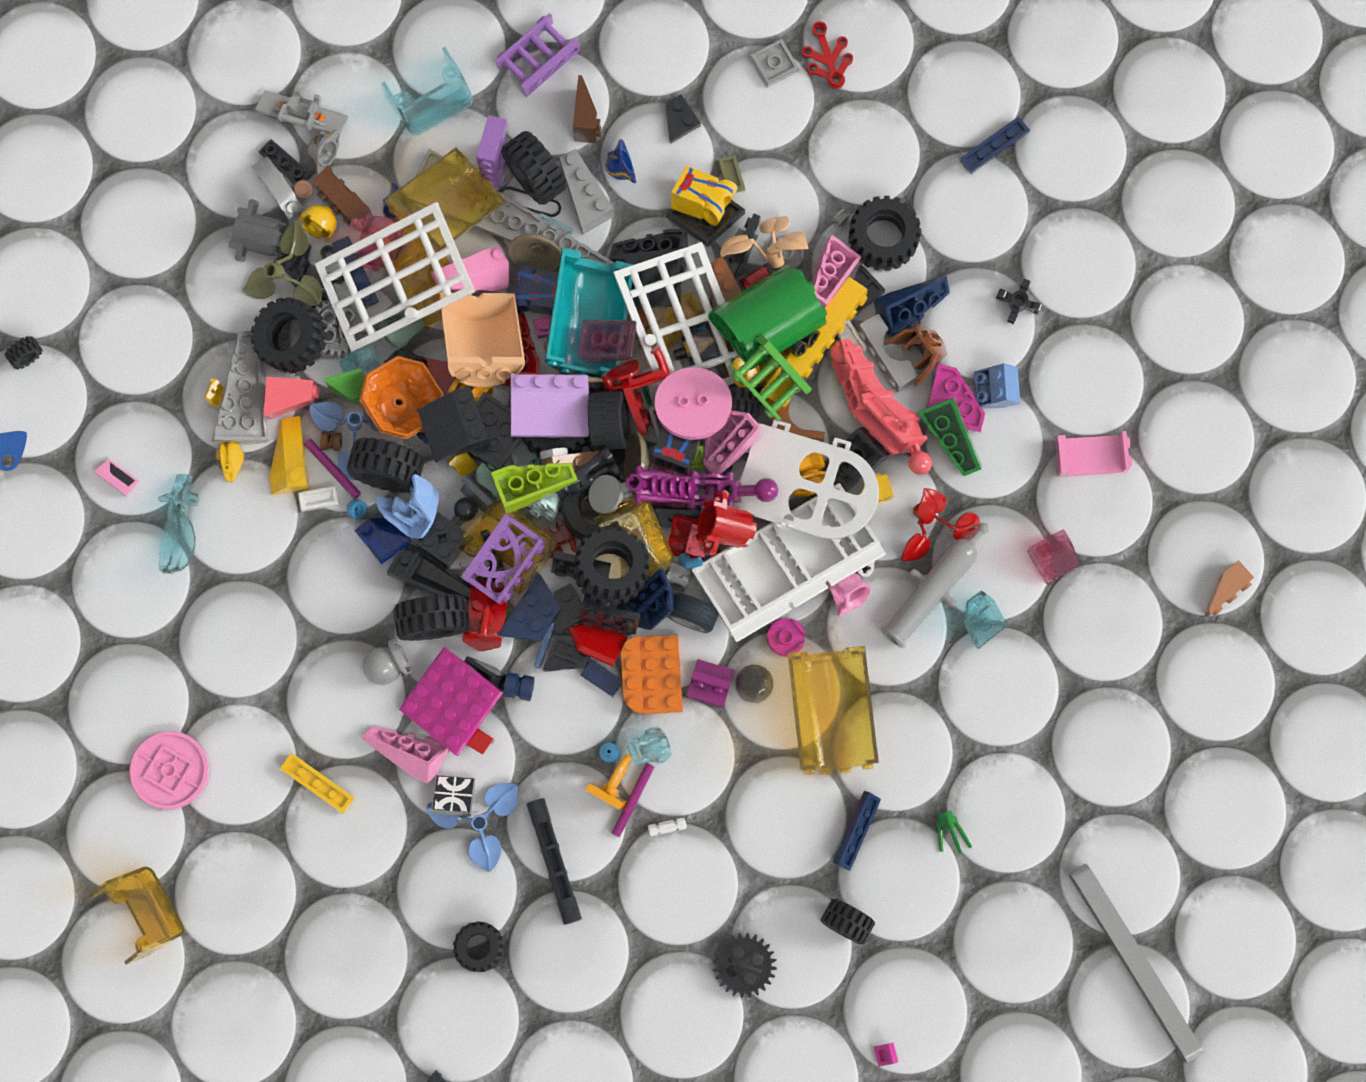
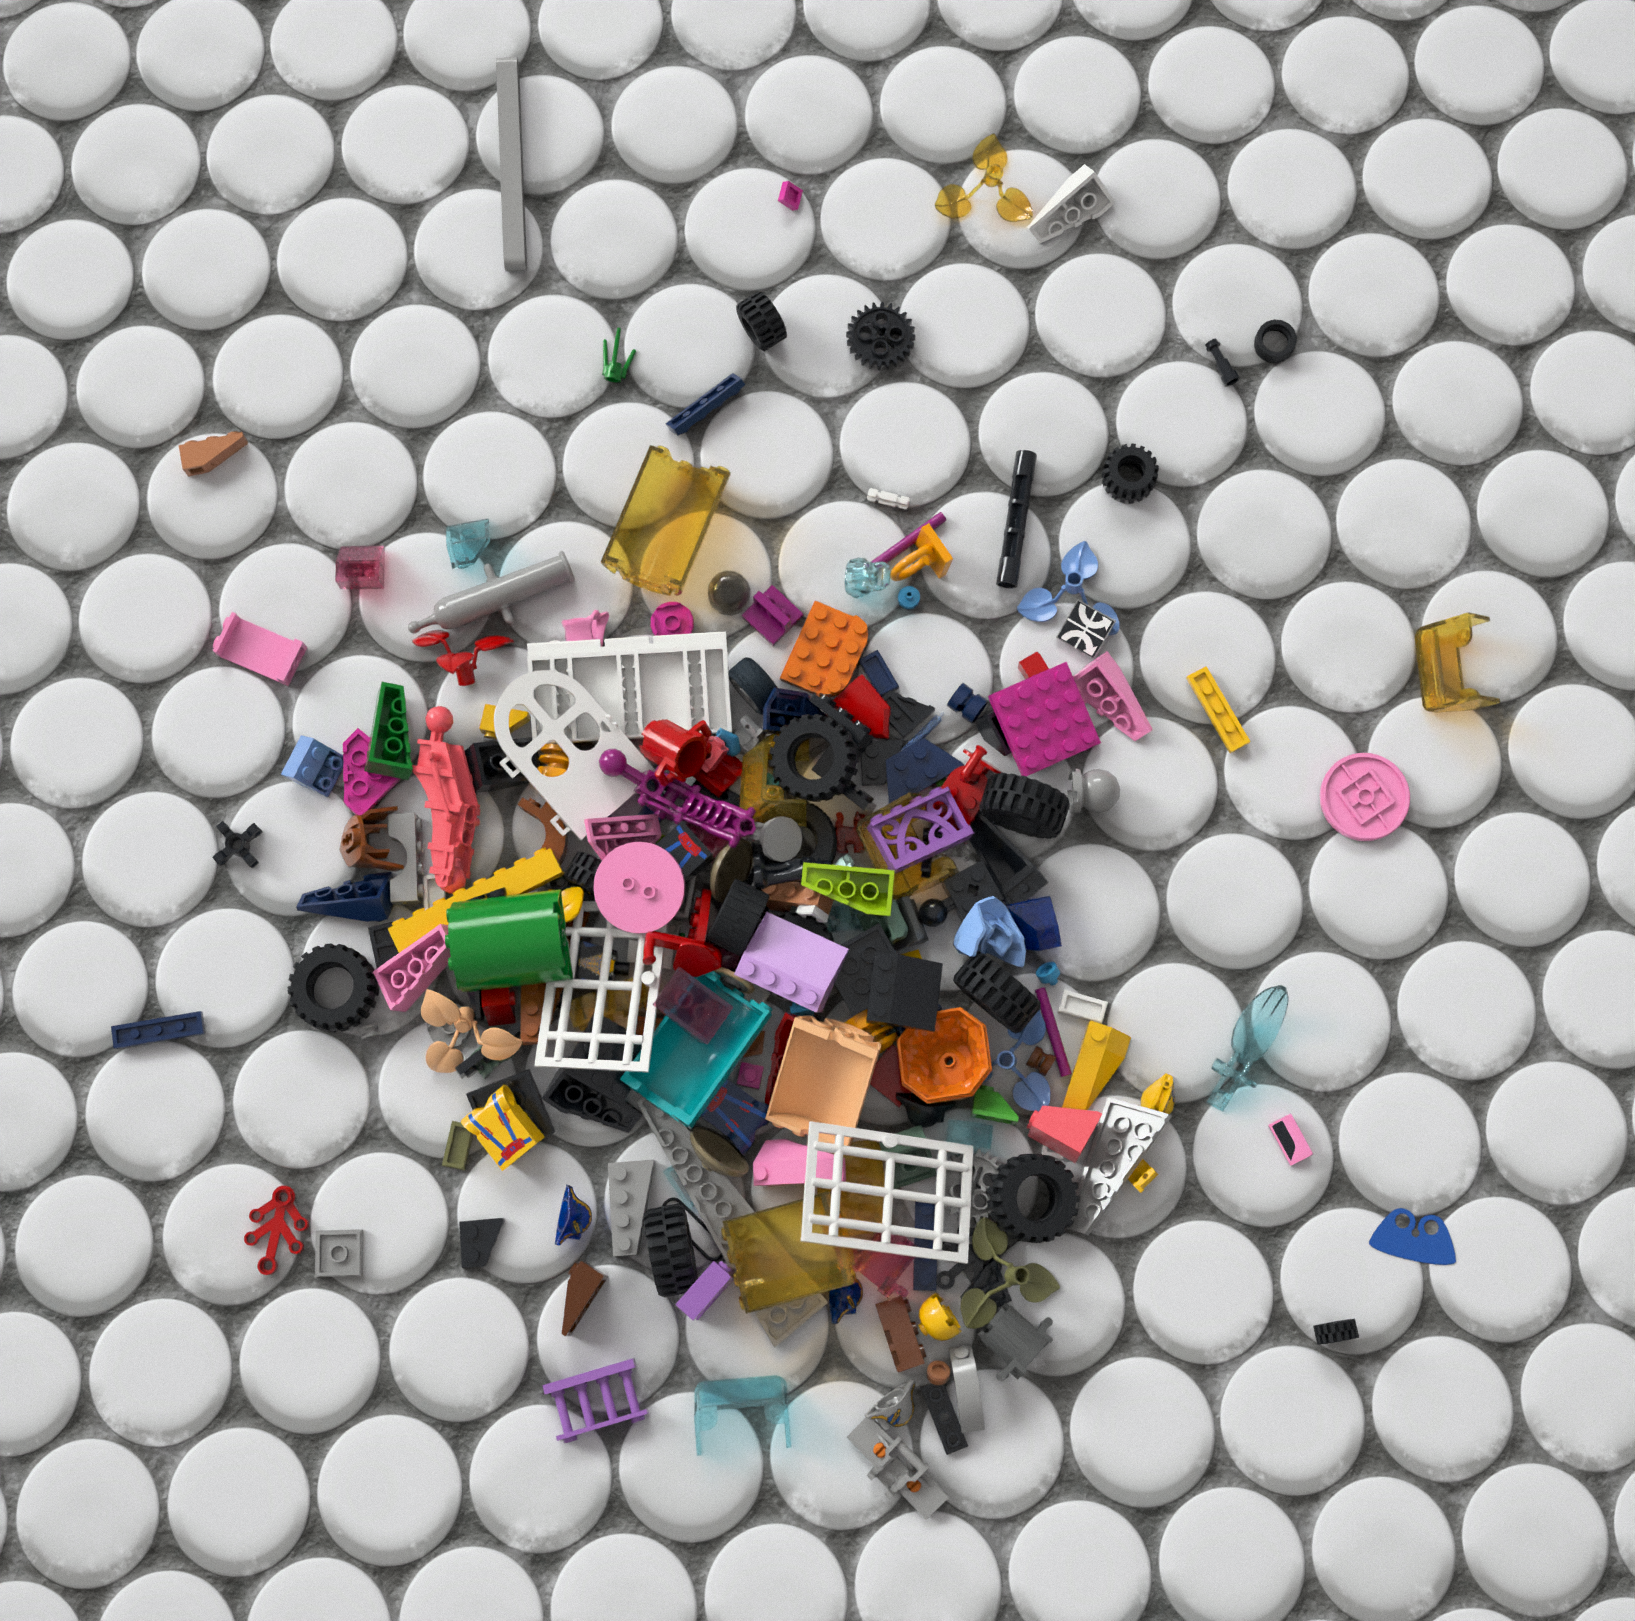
camera: 150 degrees left, 0 degrees up
(775, 361) = (528, 880): bright green fence -> none

